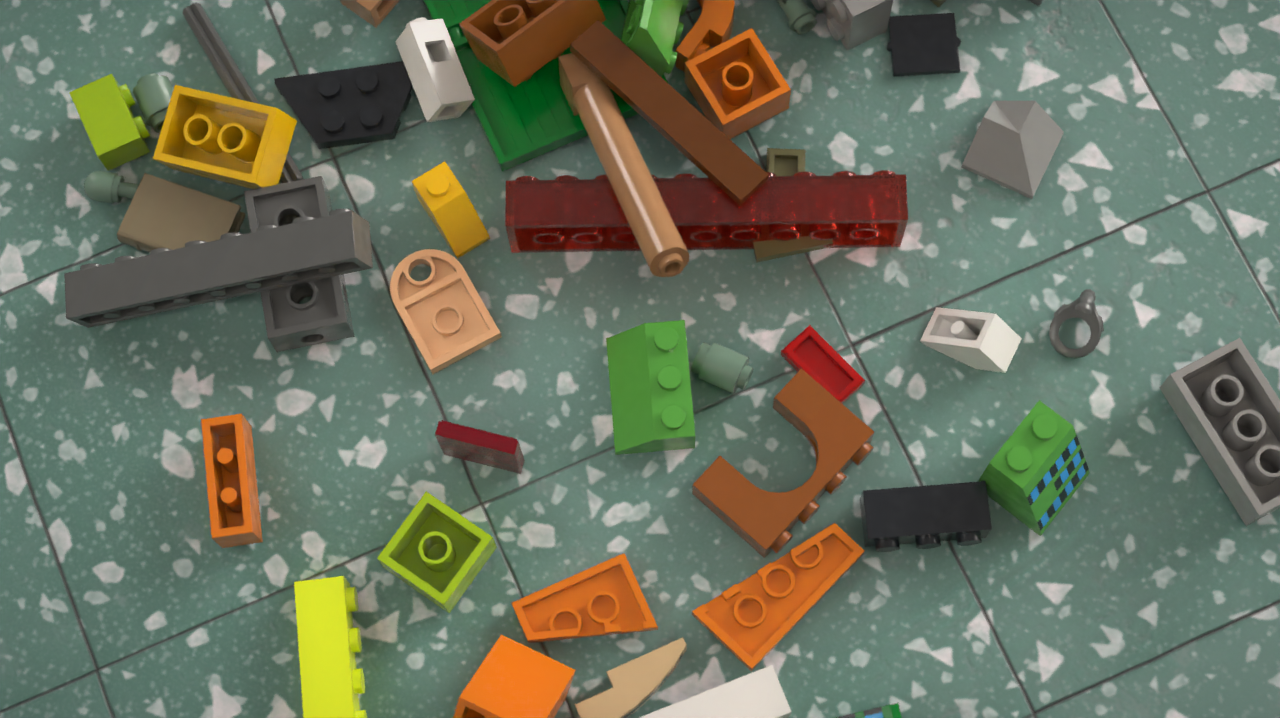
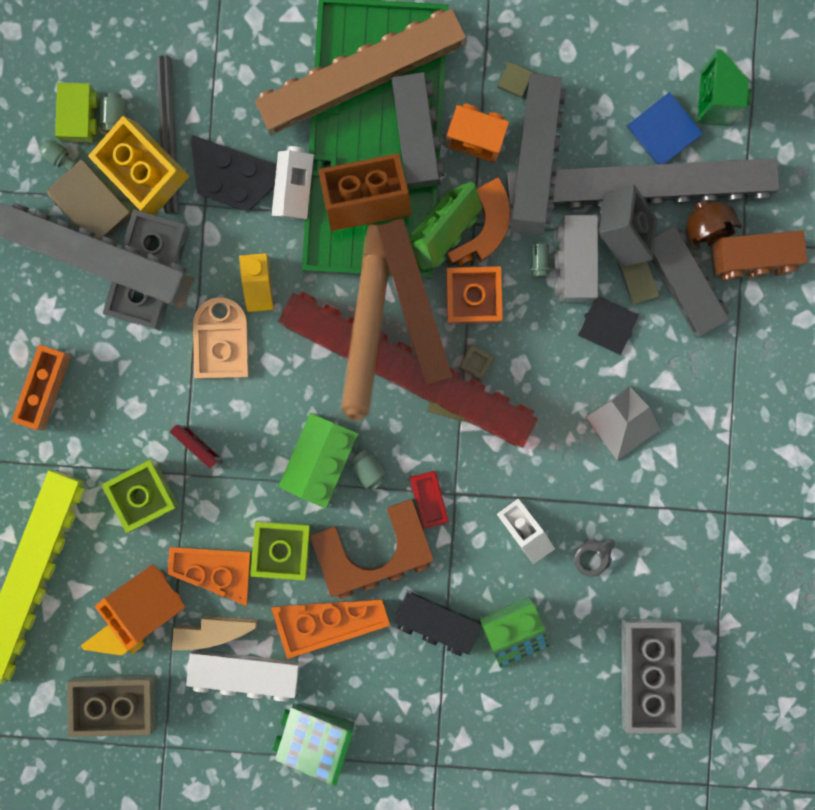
camera: 25 degrees right, 15 degrees up
(665, 524) = (281, 550): none -> lime brick

